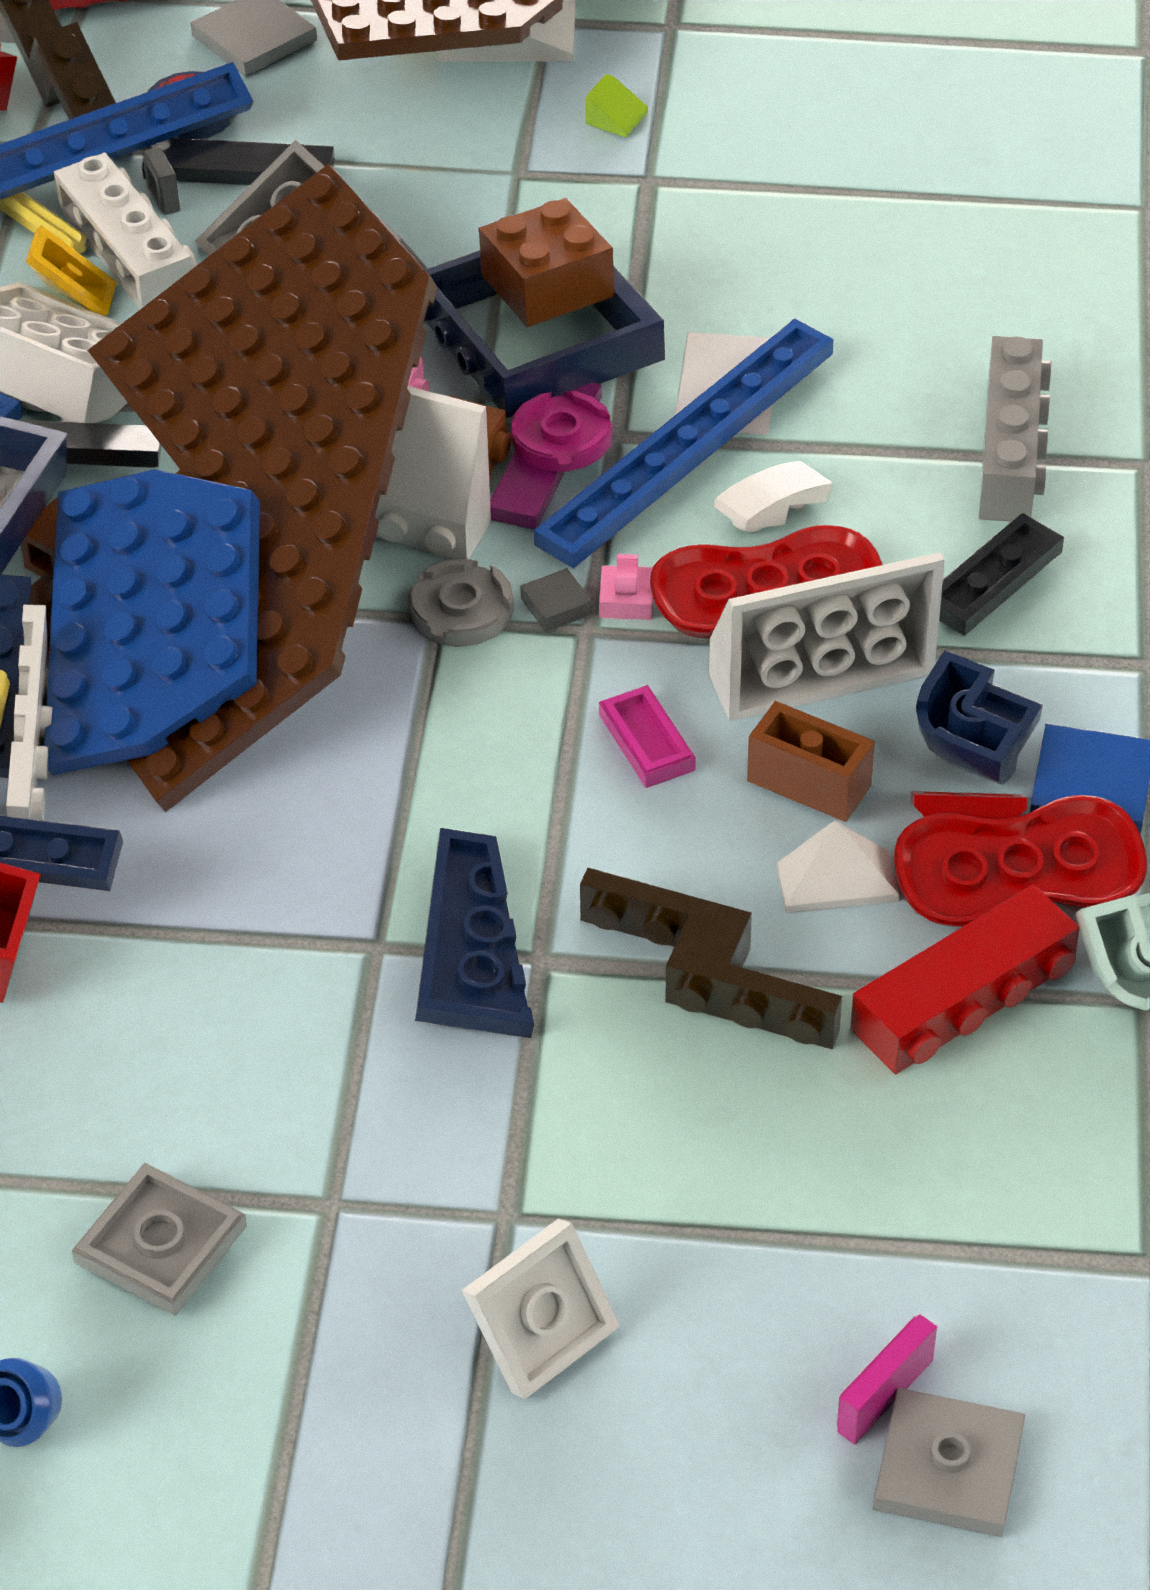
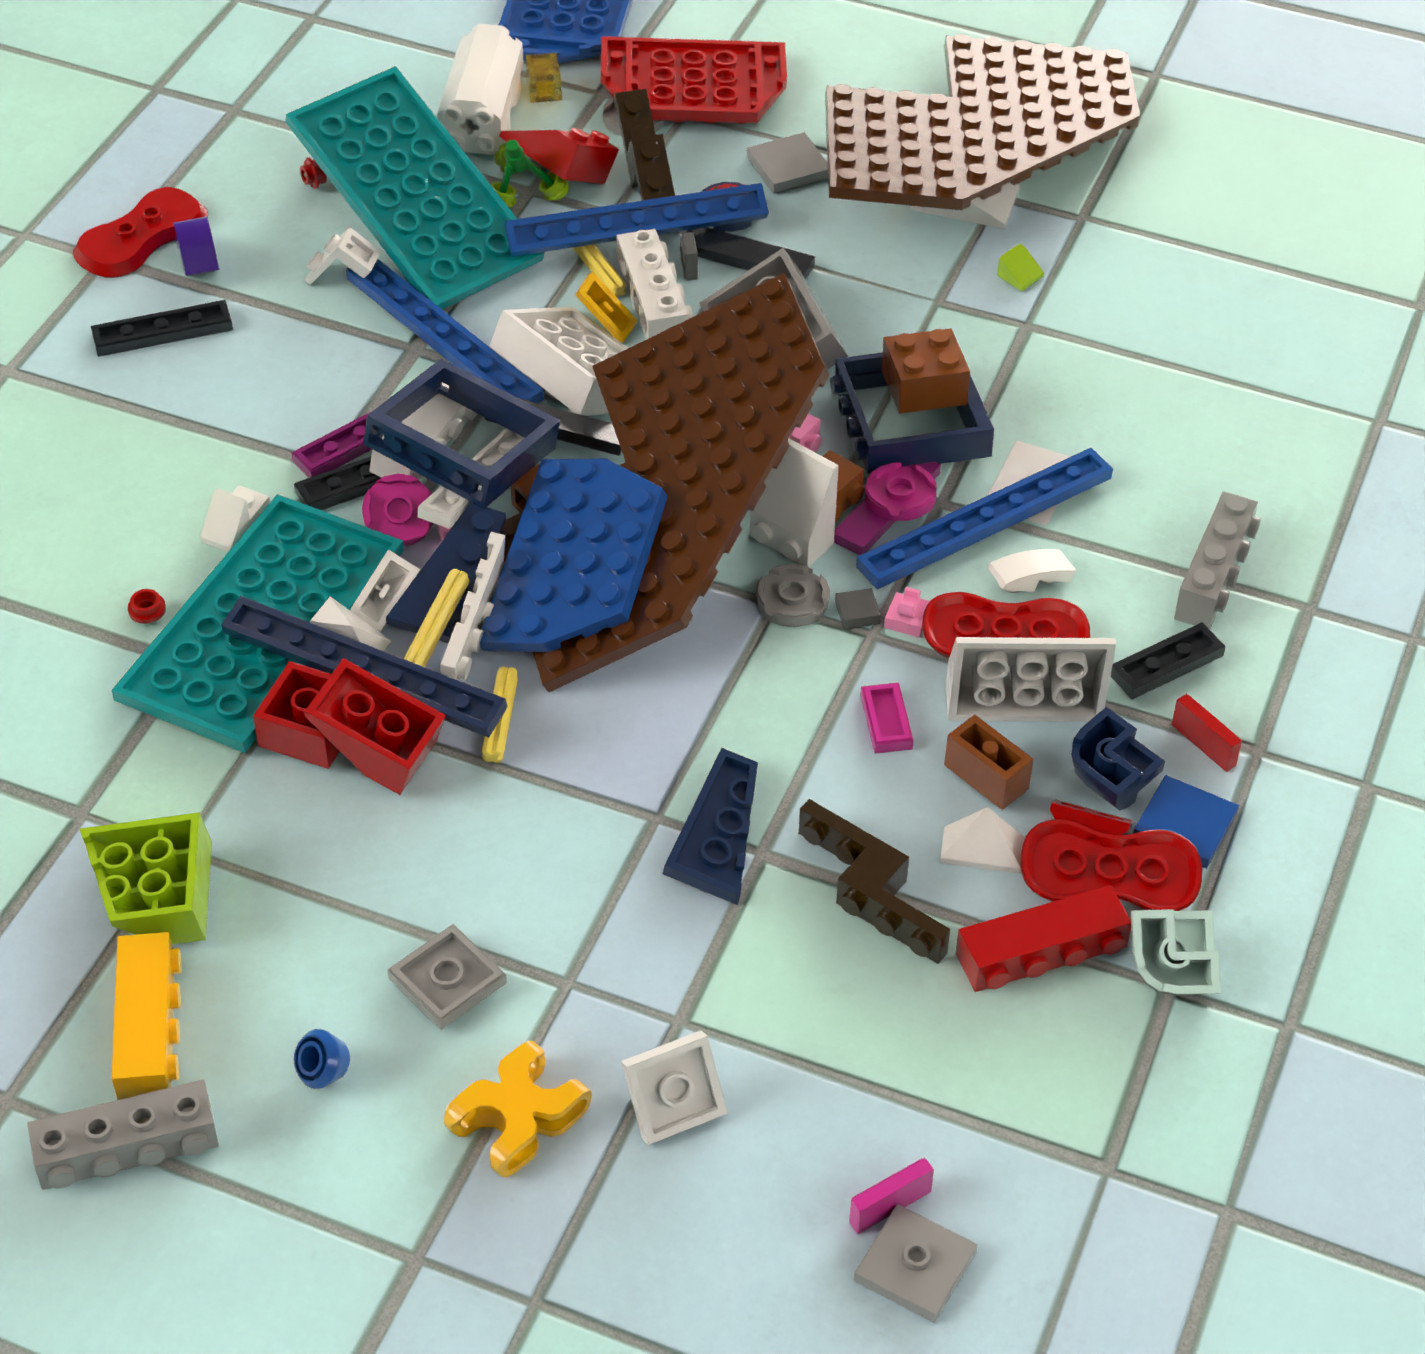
camera: 15 degrees right, 0 degrees up
(116, 903) = (505, 687): none -> light yellow axle
(325, 1397) = (517, 1108): none -> yellow piece
(1079, 655) = (1206, 732): none -> red tile

